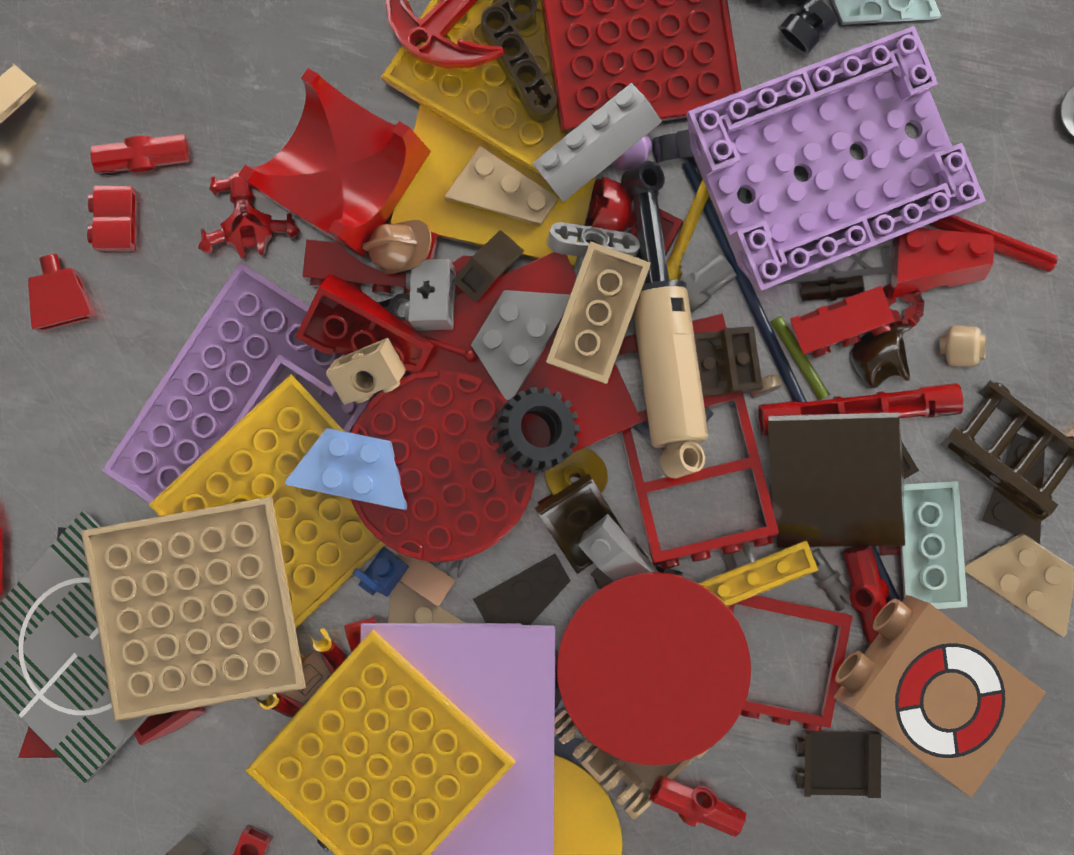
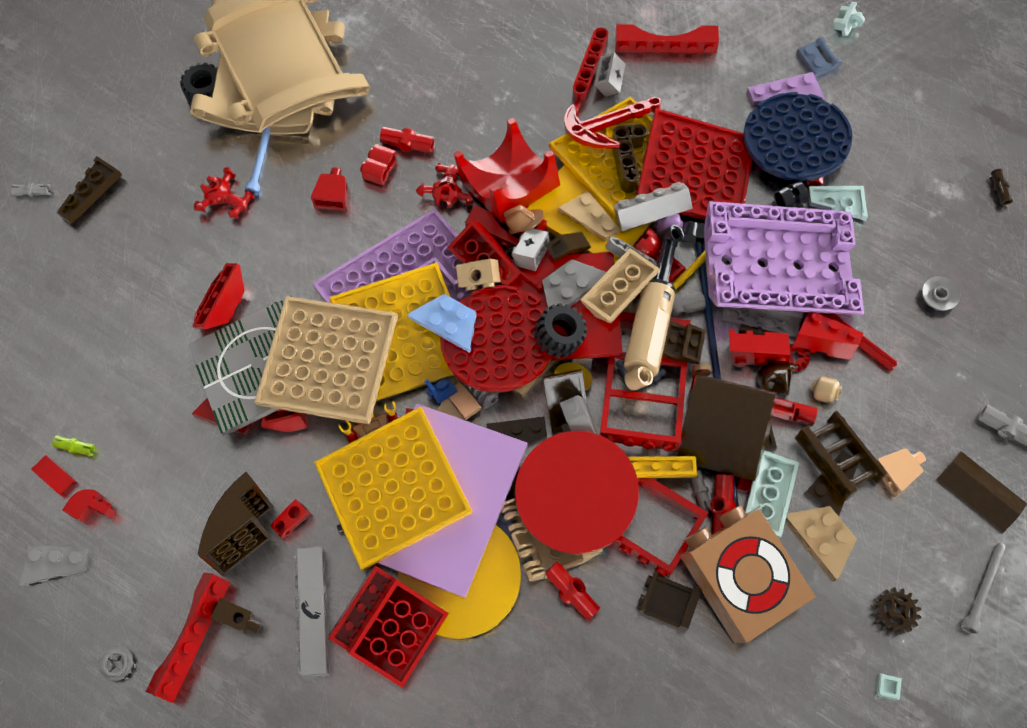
camera: 25 degrees right, 20 degrees down
(800, 359) = (725, 359): lime bar -> none

